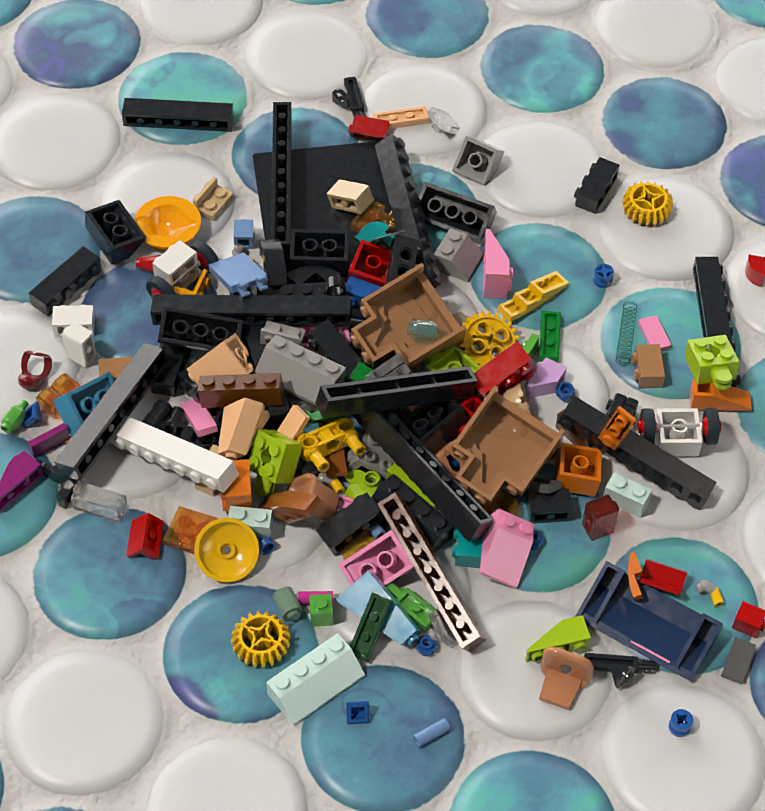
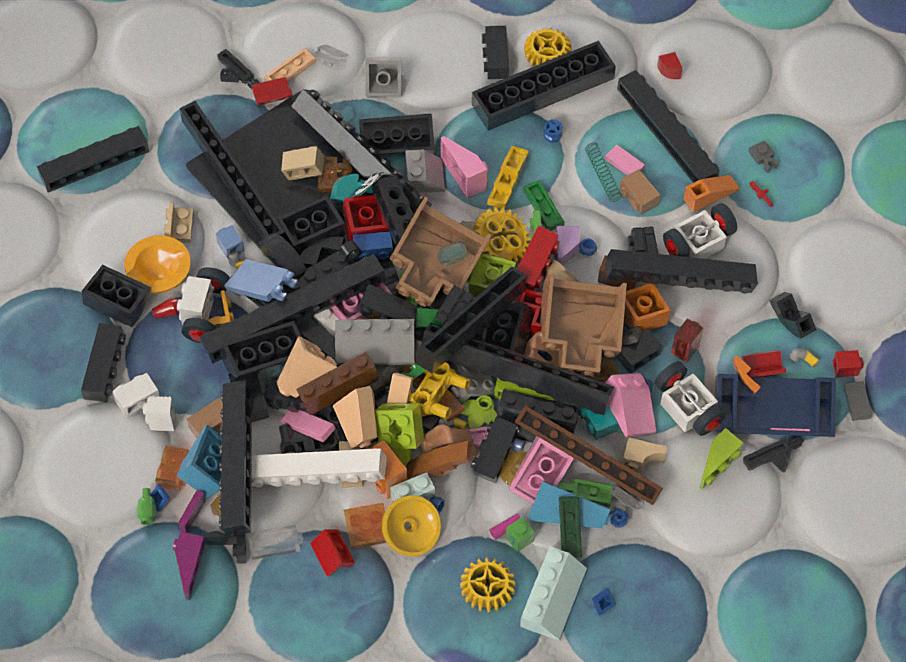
camera: 30 degrees left, 5 degrees up
(31, 381) = (135, 468): dark red piece -> none
(158, 414) = (269, 440): black piece -> none
(287, 603) = (489, 544): sand green brick -> none
(290, 333) = (326, 317): light grey bracket -> none
(431, 732) = (669, 585): medium blue hinge -> none
(485, 597) = (641, 453): none -> tan arch
(561, 688) = (742, 495): nougat piece -> none
(563, 570) = (688, 400): none -> brick
(617, 428) = (666, 259): orange slope -> none
(620, 231) = (543, 85): none -> black brick
(628, 494) = (694, 308): light aqua brick -> none
(680, 729) = (844, 475): blue wheel -> none
(712, 364) = (694, 164): lime brick -> none
(724, 553) = (796, 321): none -> black brick

